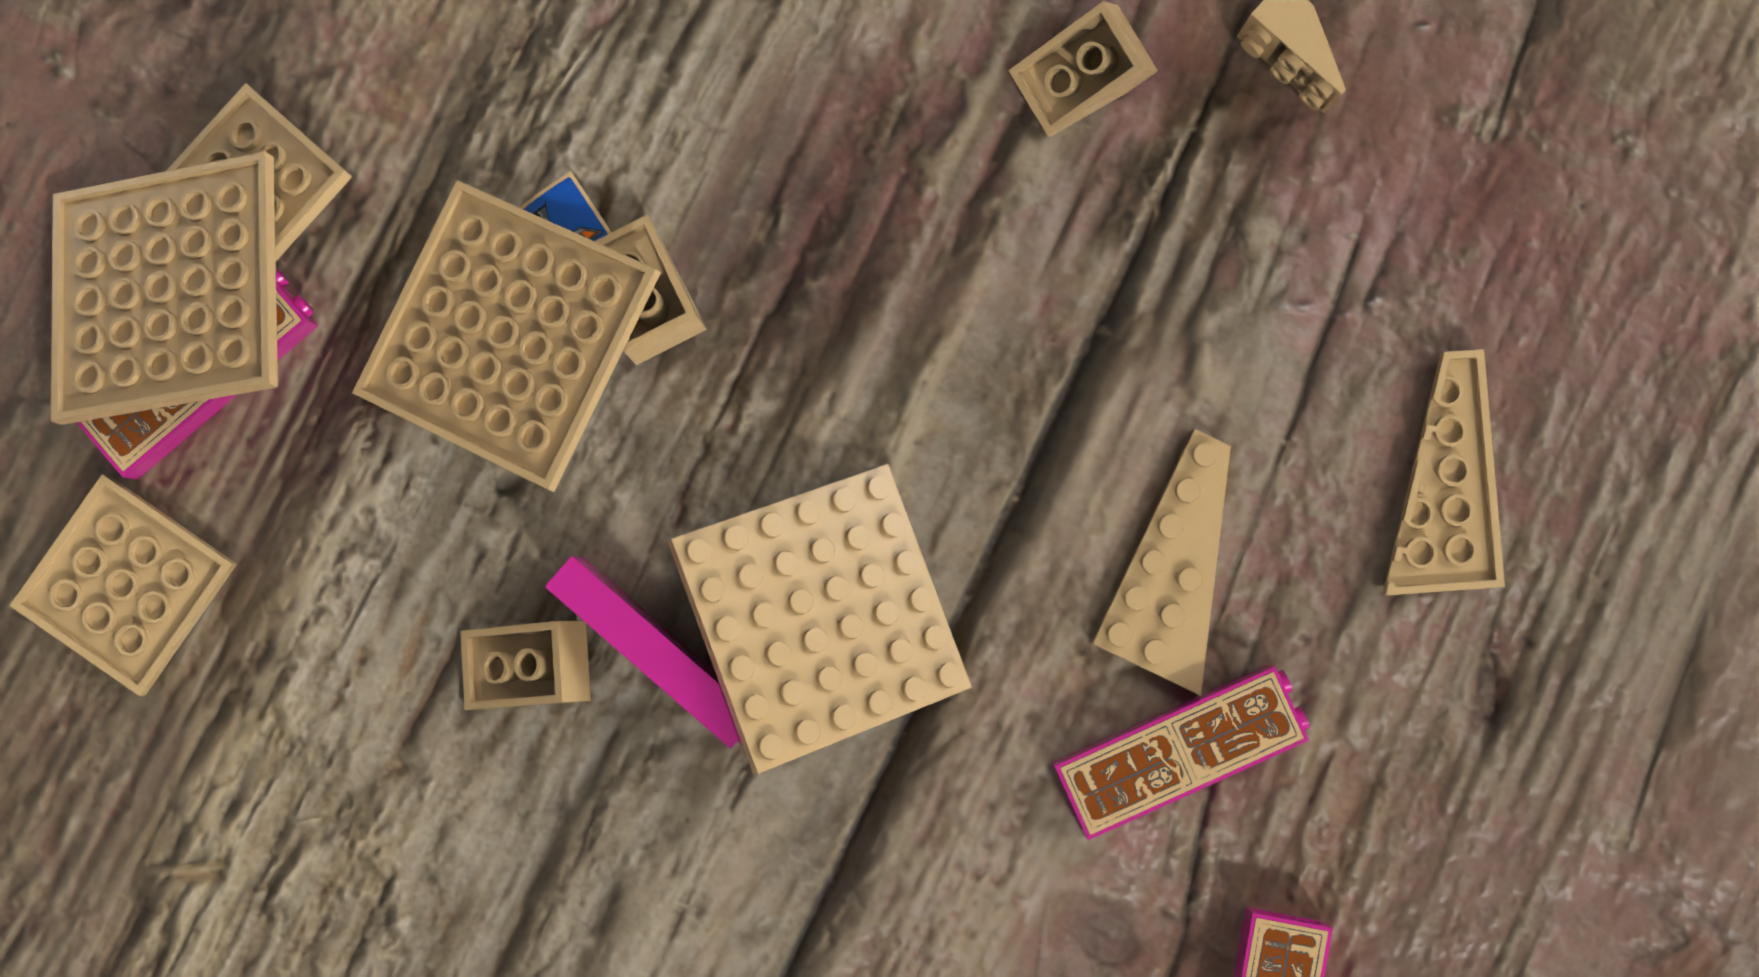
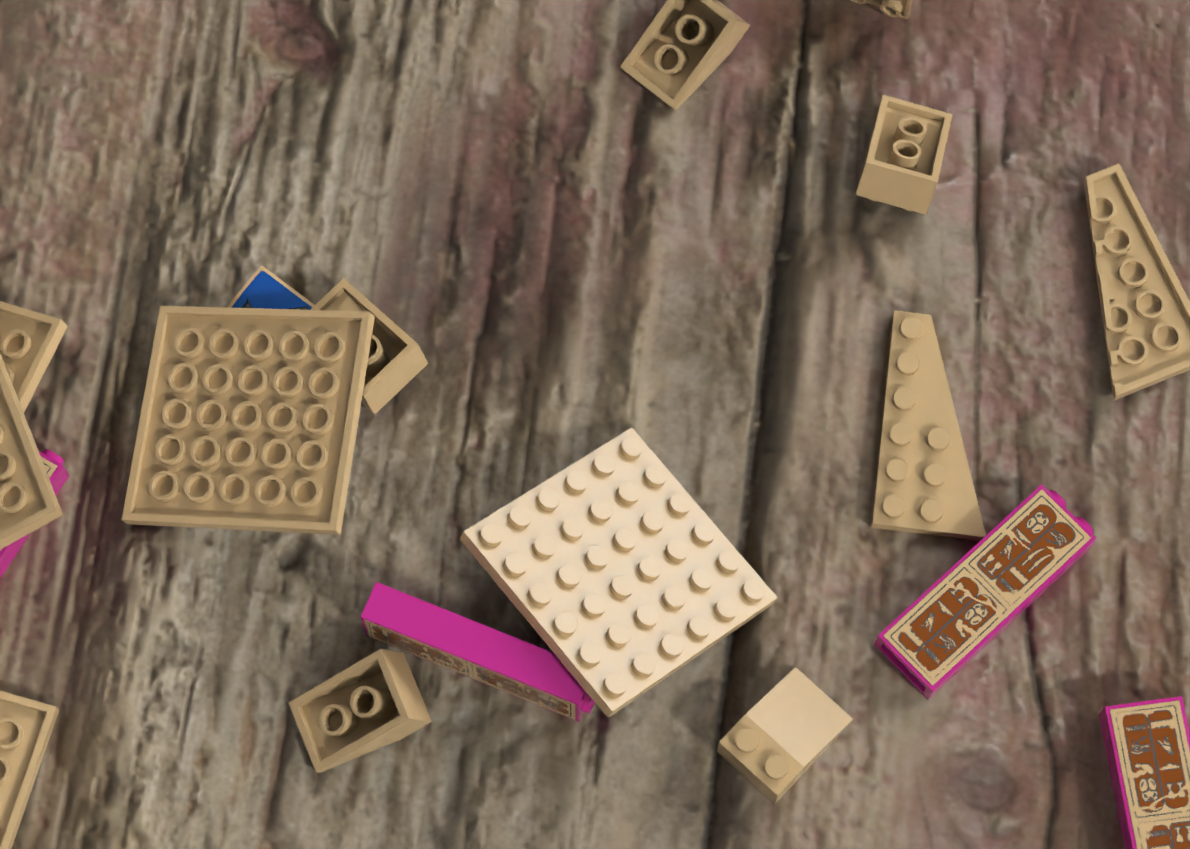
camera: 20 degrees left, 15 degrees down
(930, 827) = (783, 734): none -> tan slope
(1267, 265) = (904, 155): none -> tan slope

